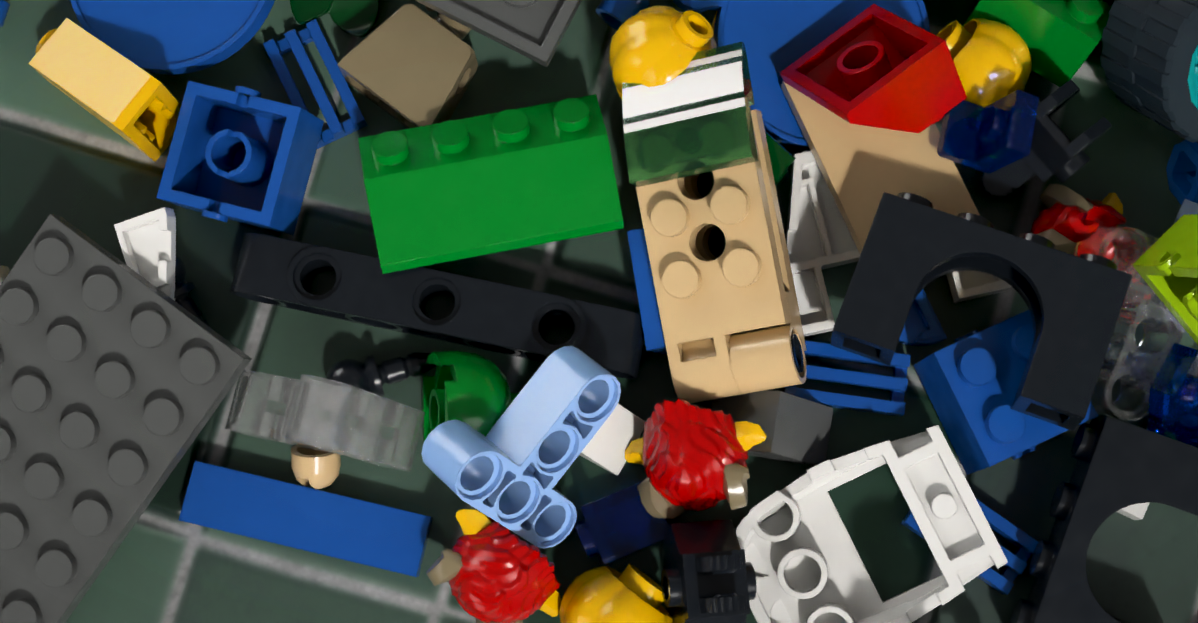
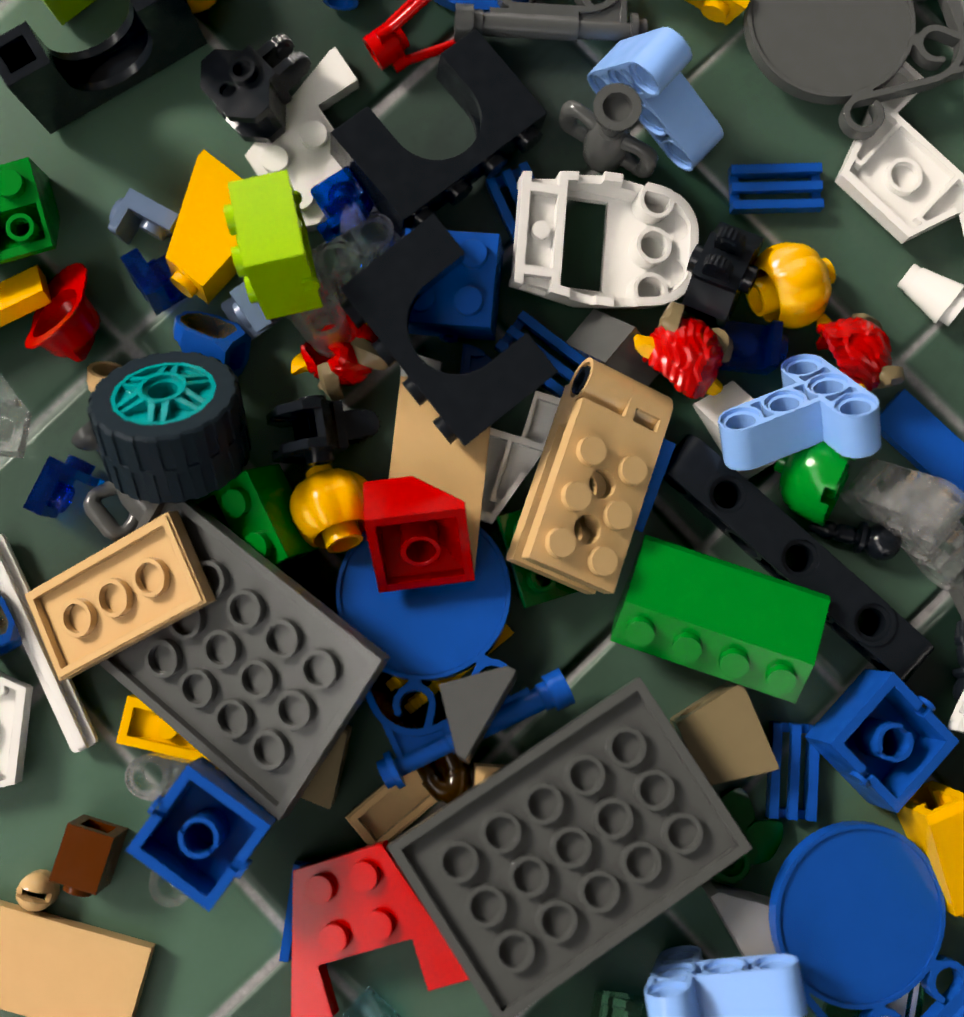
camera: 155 degrees left, 5 degrees up
(657, 45) = (554, 631): yellow plant -> none
(692, 121) = (569, 575): clear green slope -> none
(991, 134) = (360, 451): clear blue bracket -> none

